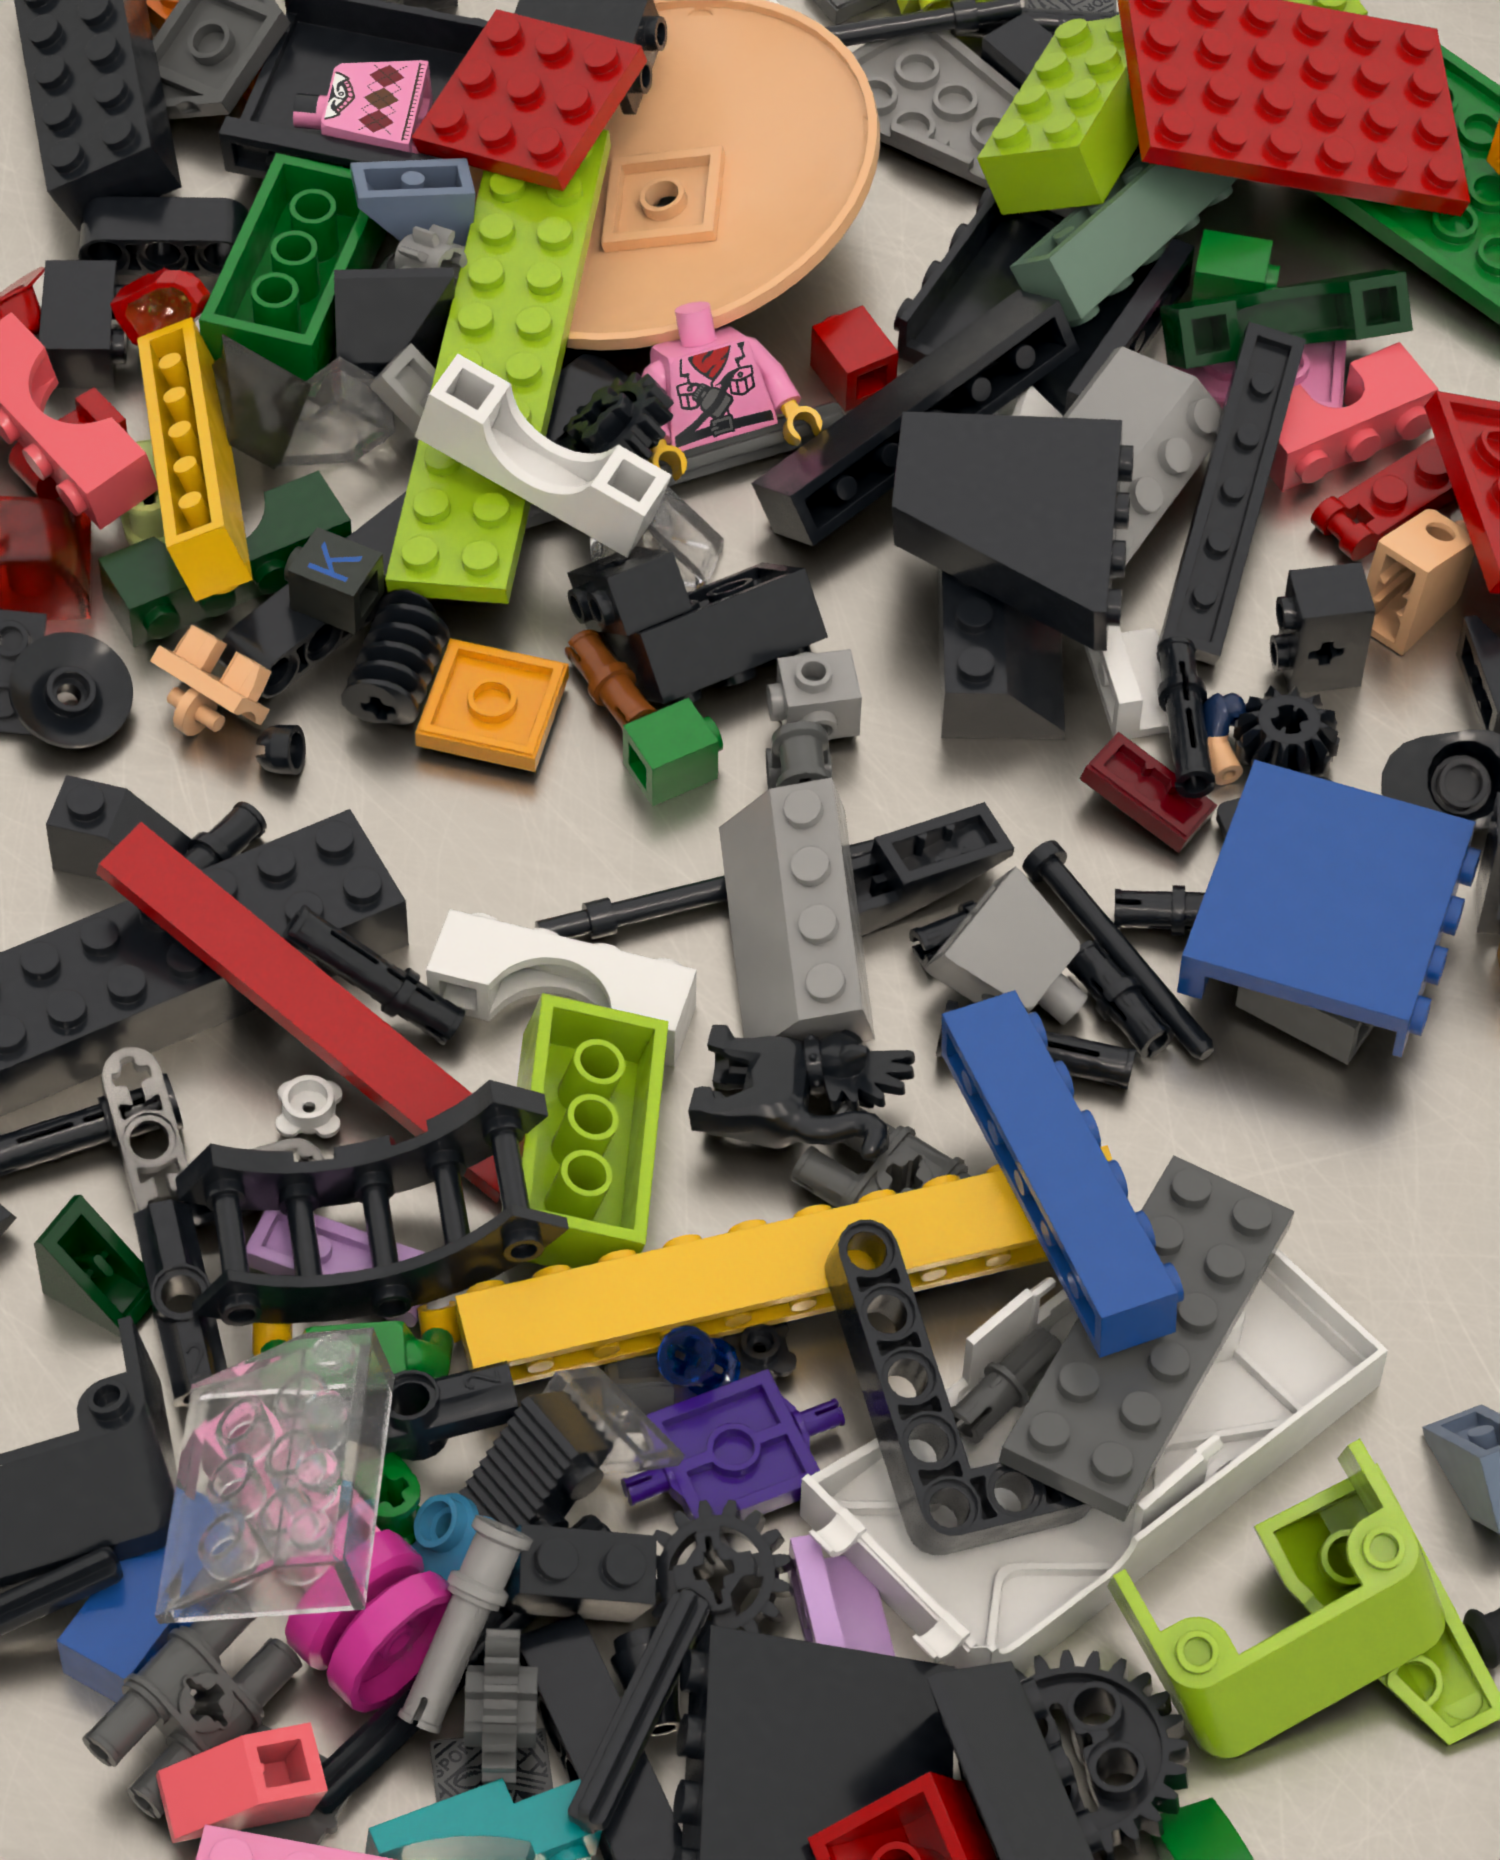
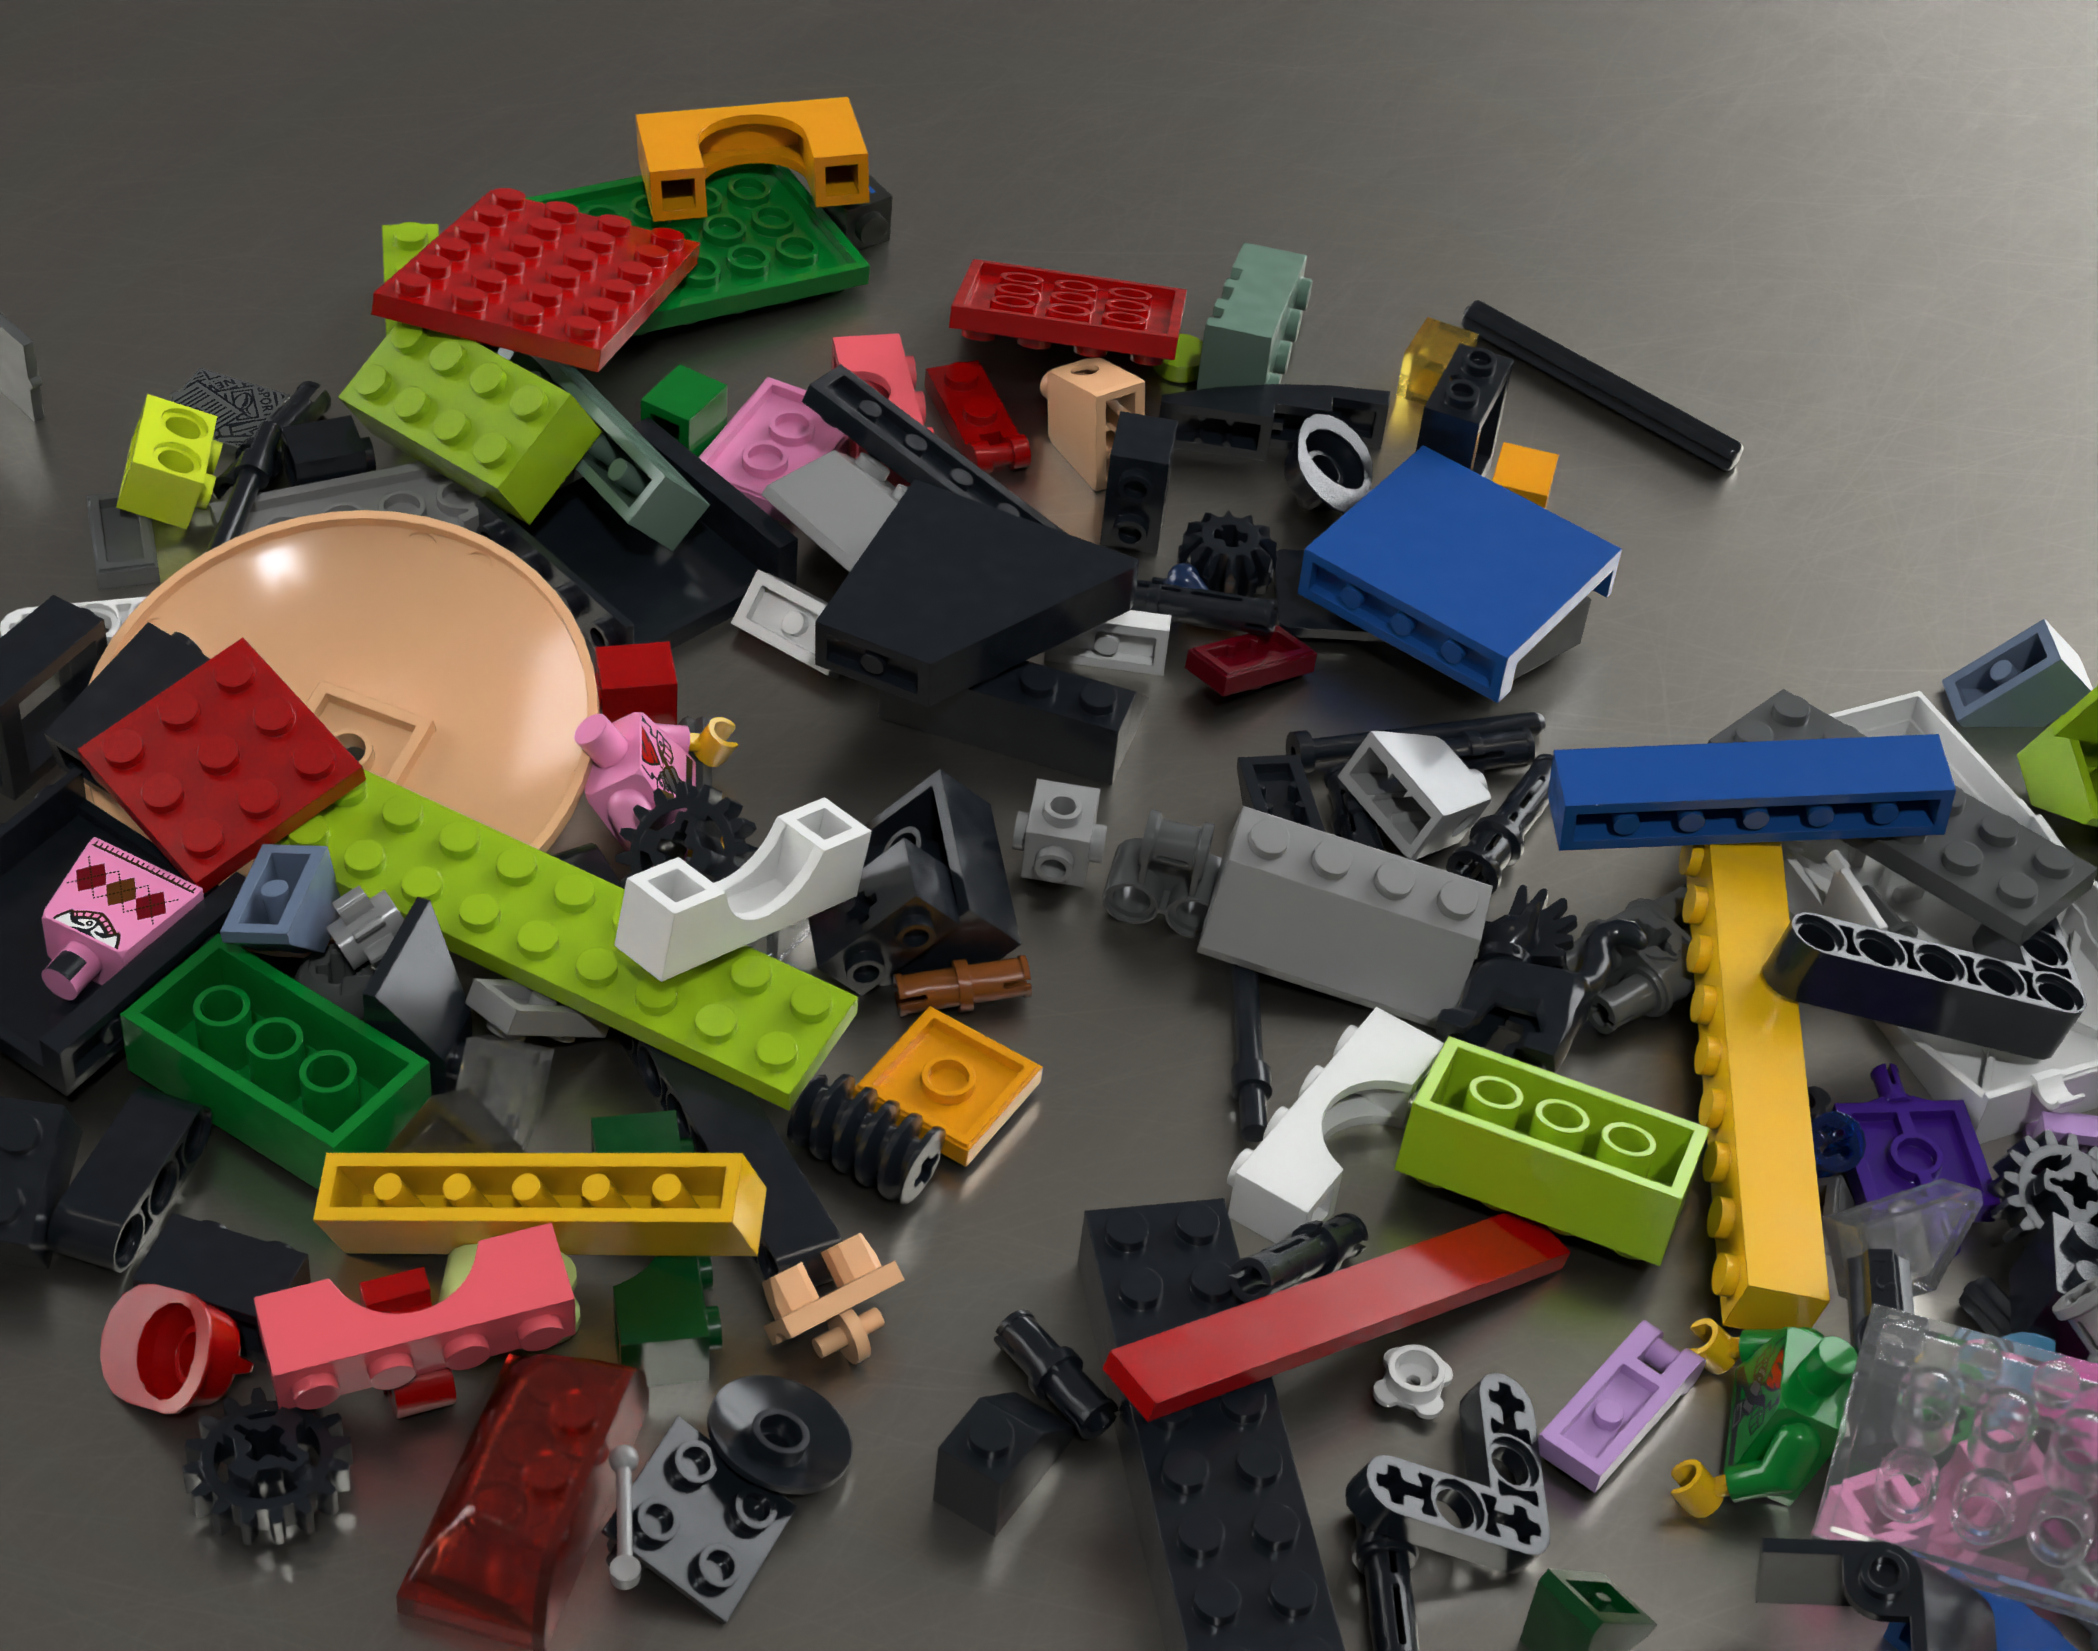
camera: 75 degrees left, 10 degrees down
(158, 302) = (274, 1186): rock -> none
(175, 1268) = (1652, 1542): black piece -> none
(283, 749) = (934, 1273): black hinge -> none
(335, 580) = (780, 1129): pearl dark grey brick -> none
(371, 1173) = (1565, 1328): black fence -> none
(539, 1463) = (1955, 1270): black brick -> none
(671, 751) = (1074, 963): green brick -> none
(968, 374) = (757, 657): black brick -> none
(1157, 909) = (1386, 689): black pin -> none
(1317, 311) = (761, 428): dark green arch -> none

